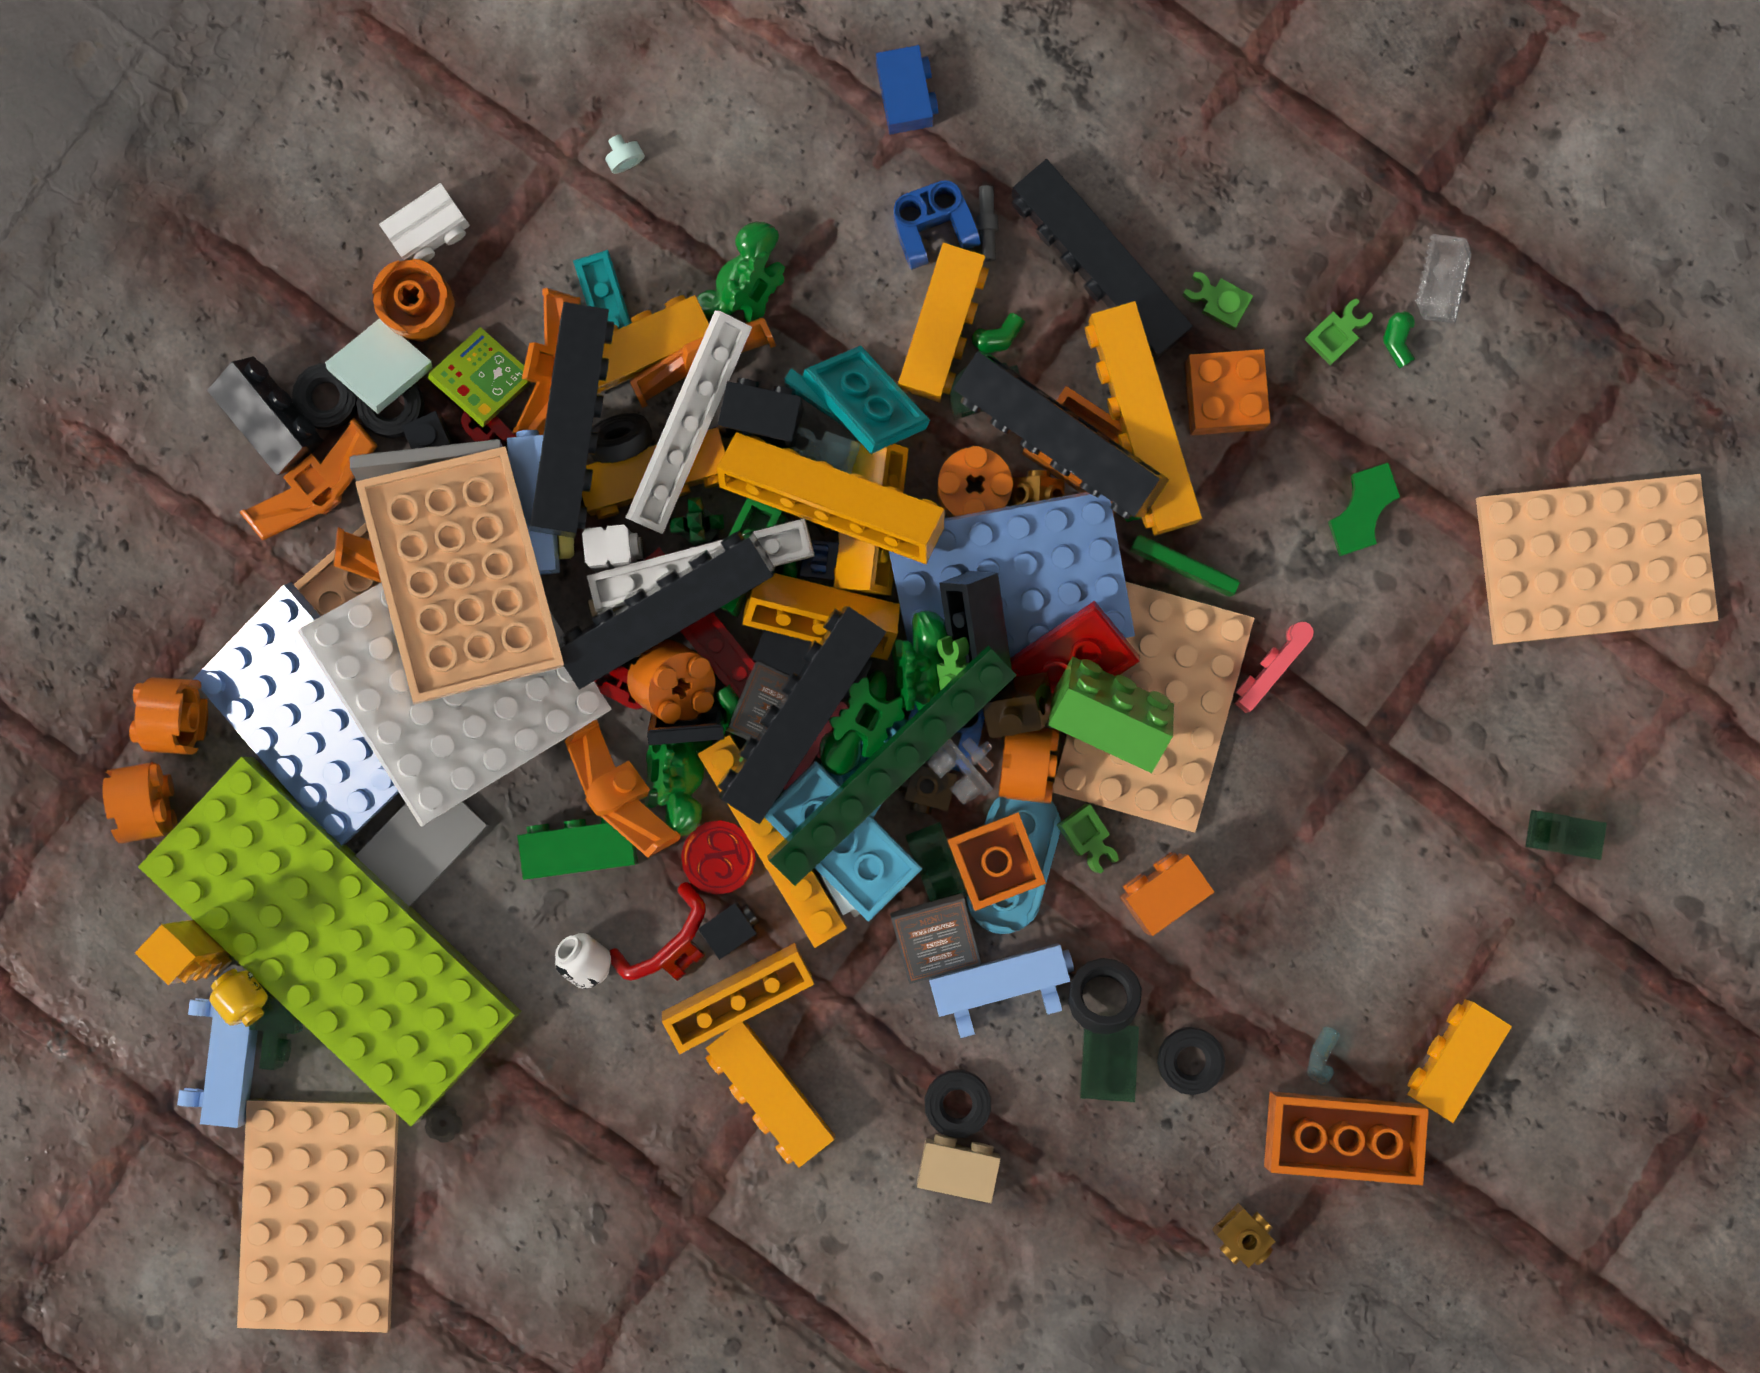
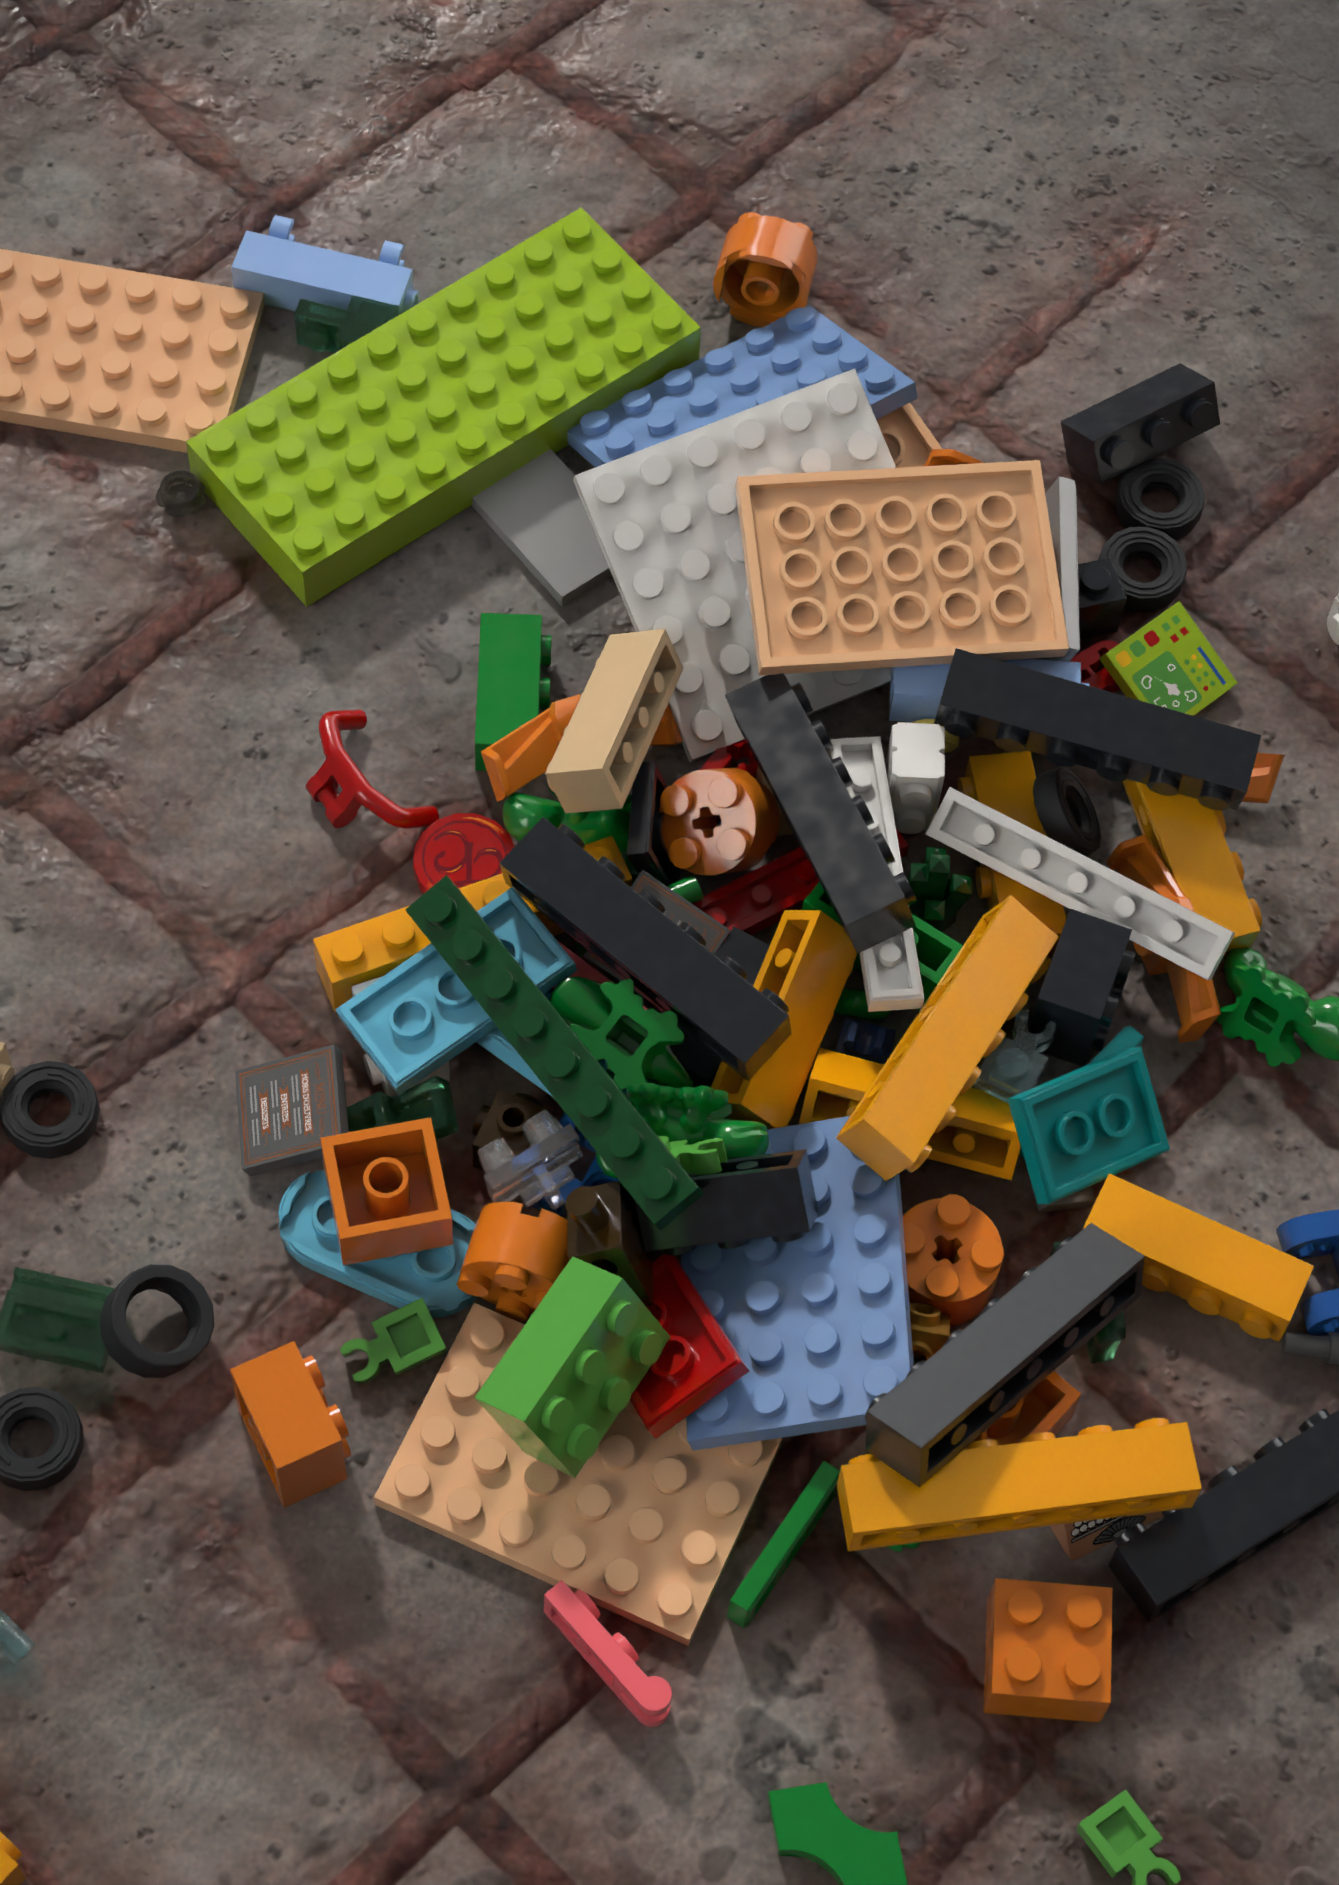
camera: 90 degrees right, 25 degrees down
(139, 802) = (663, 221): orange brick -> none
(183, 953) = (462, 210): light orange brick -> none
(238, 997) = (394, 279): yellow head -> none
(314, 486) = (1021, 441): orange plate -> none
(378, 365) = (1194, 553): light aqua tile -> none
(421, 280) = (1280, 603): orange brick -> none
(582, 960) = (357, 672): white head -> none
(602, 287) = (1279, 836): teal tile -> none
(619, 764) = (614, 721): none -> tan brick
(730, 929) = (361, 853): black brick -> none
(737, 998) = (265, 844): light orange brick -> none
(770, 1093) = (125, 871): light orange brick -> none
(998, 339) = (1162, 1338): green arm -> none
(1001, 980) = (213, 1187): light blue brick -> none
(1223, 303) = (1192, 1678): bright green plate -> none

